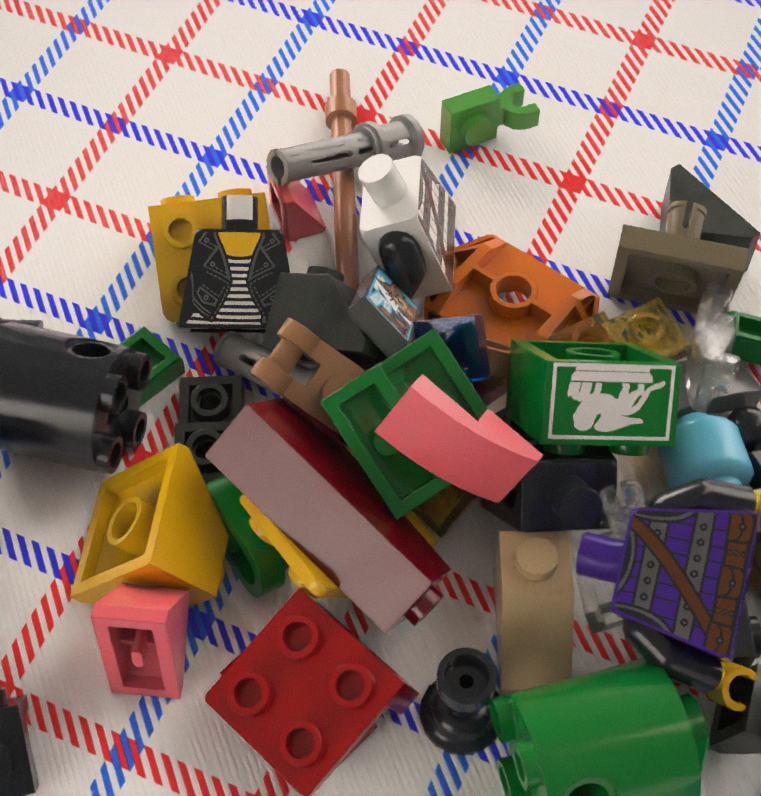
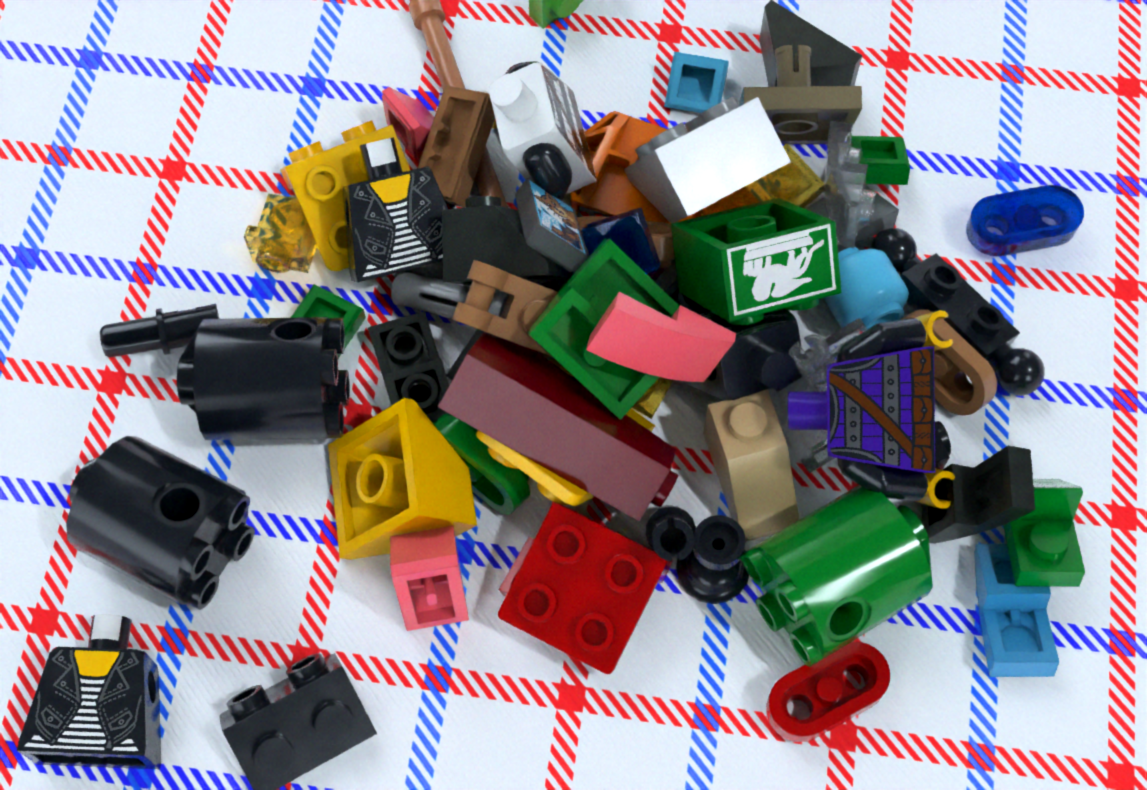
camera: 15 degrees left, 10 degrees up
(127, 279) = (282, 237): none -> clear yellow bracket
(325, 224) = (458, 141): none -> medium nougat plate
(346, 151) = (468, 48): light grey pin -> none
(416, 655) = (671, 532): none -> black axle
(568, 283) = (713, 159): none -> slope
(585, 229) = (696, 82): none -> medium azure slope

